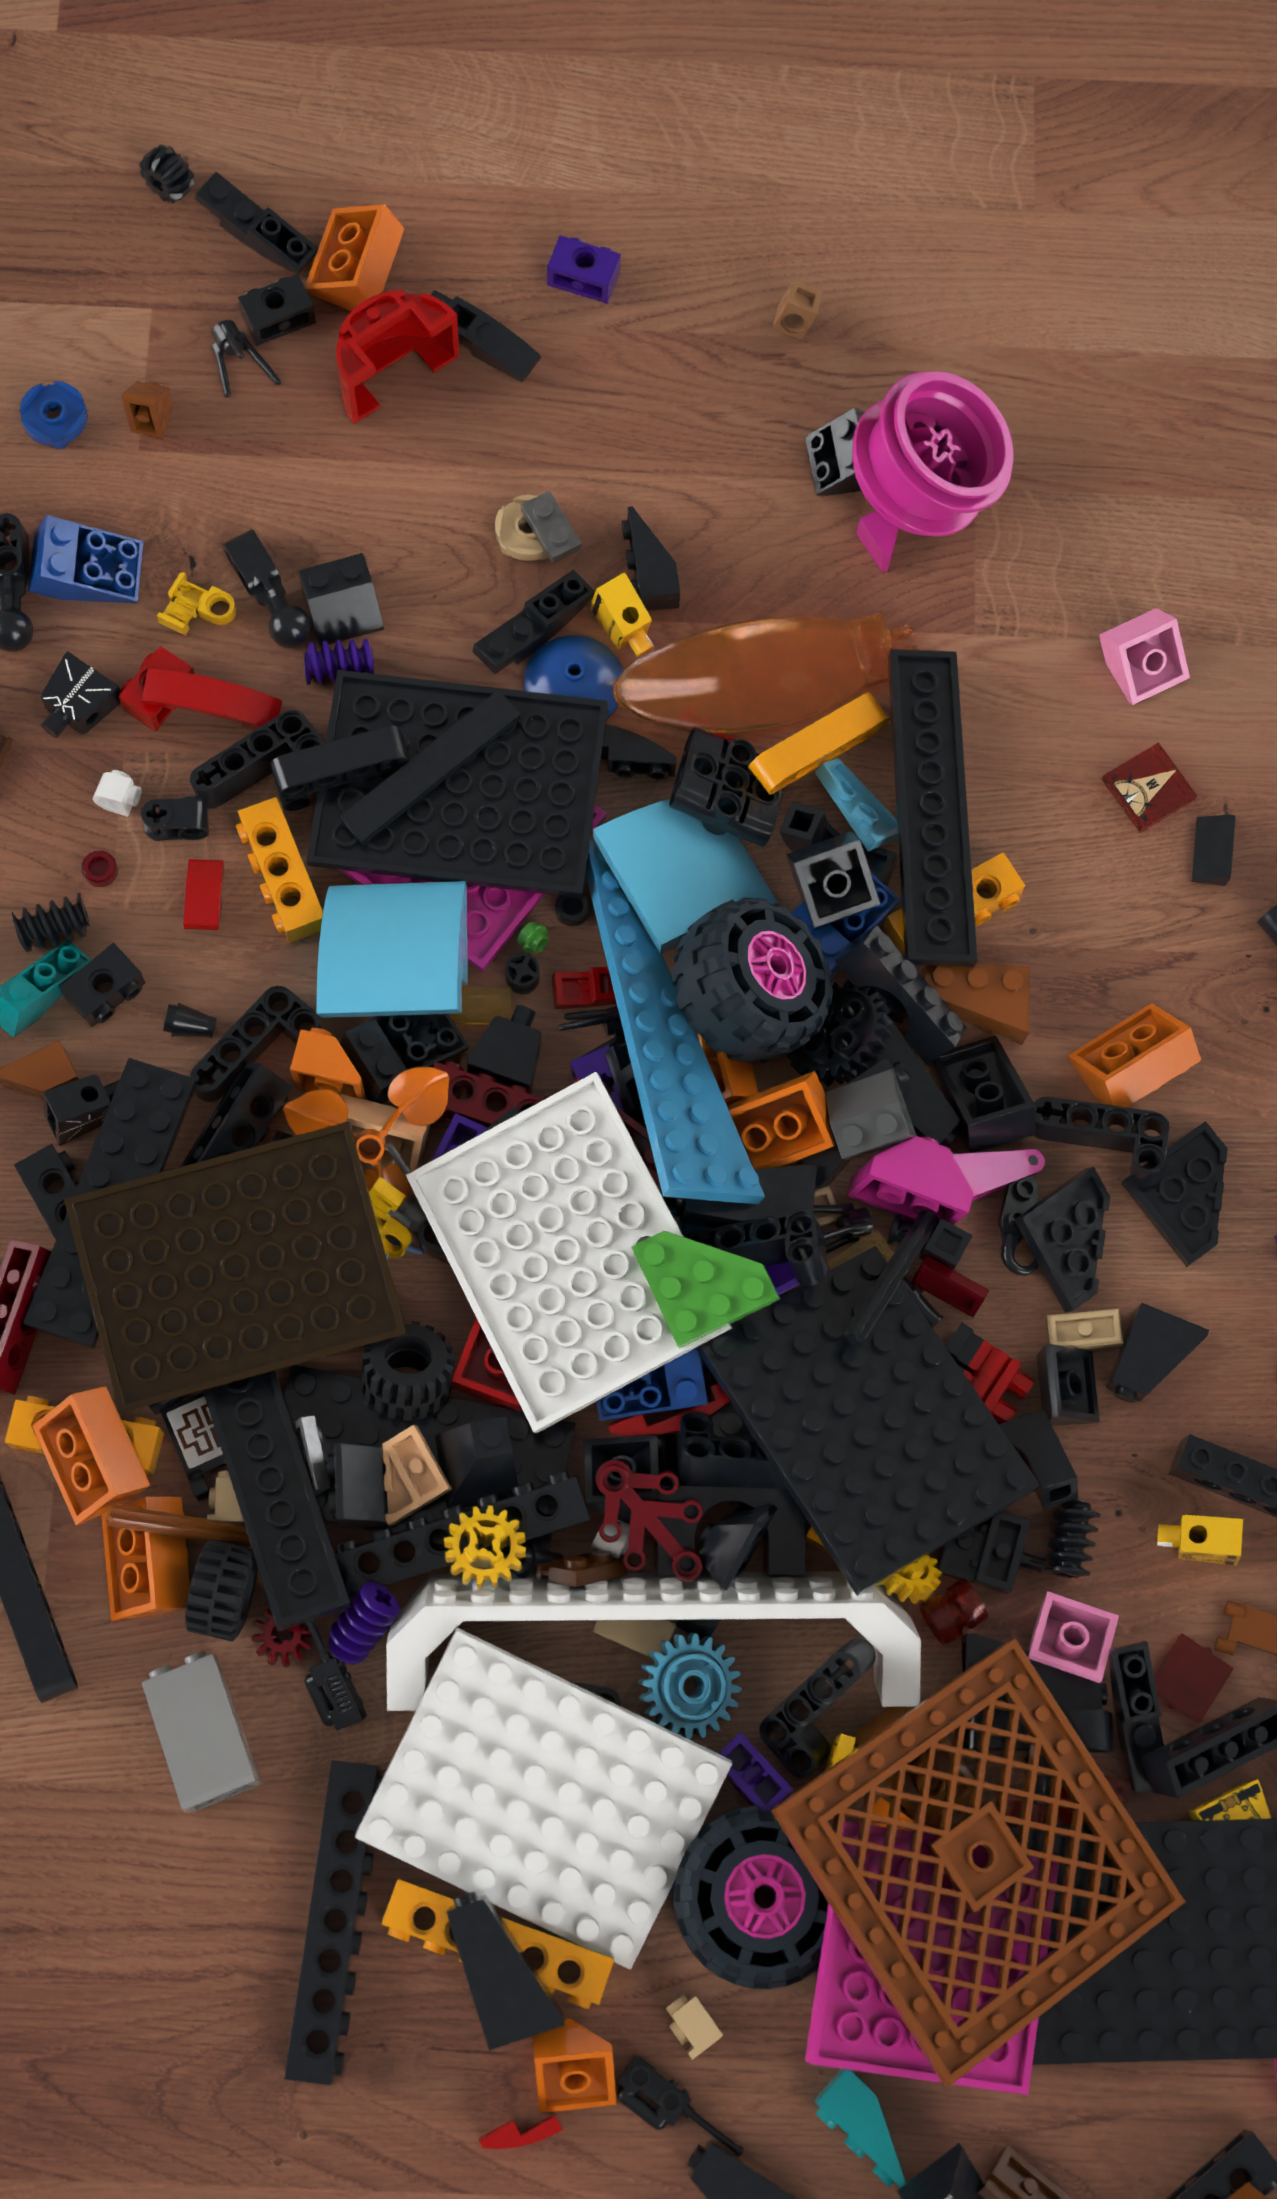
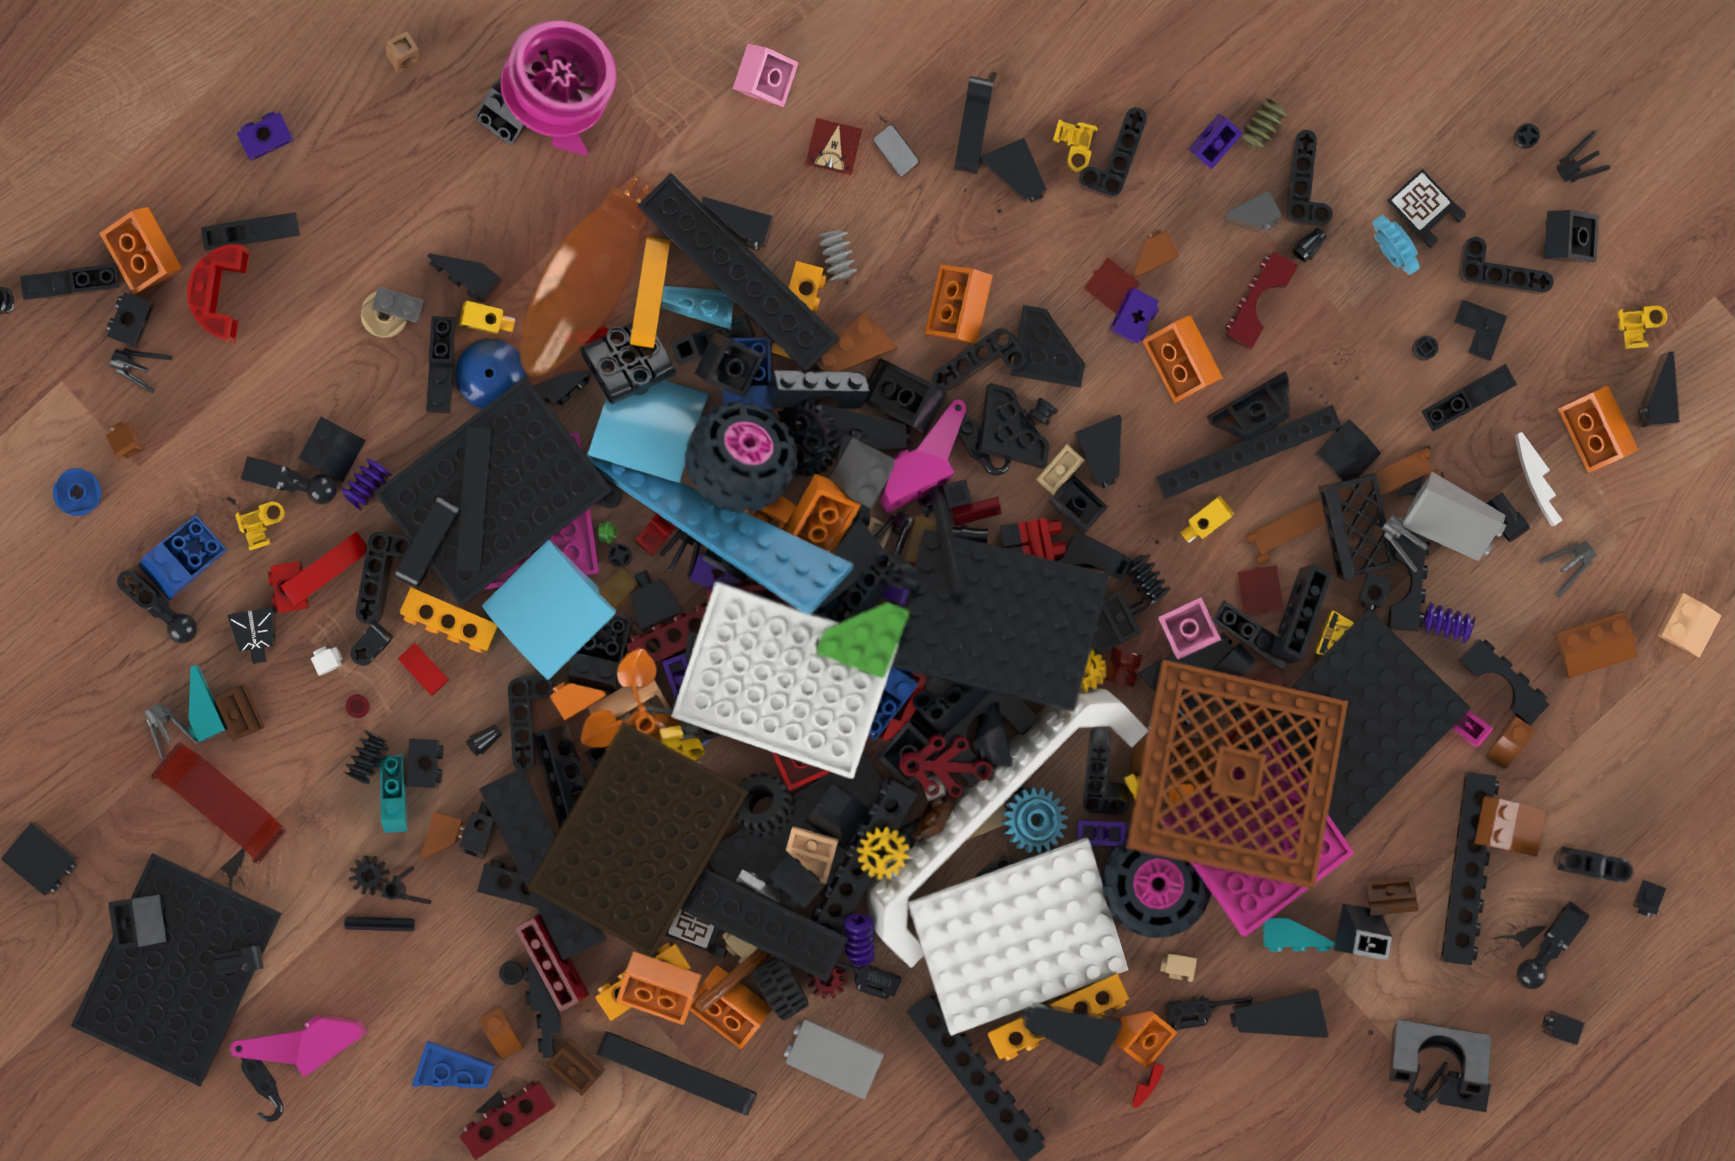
camera: 40 degrees left, 15 degrees up
(990, 769) = (746, 224): none -> black slope
(1051, 889) = (838, 255): none -> light grey piece
(1123, 1251) = (1043, 411): none -> black wheel

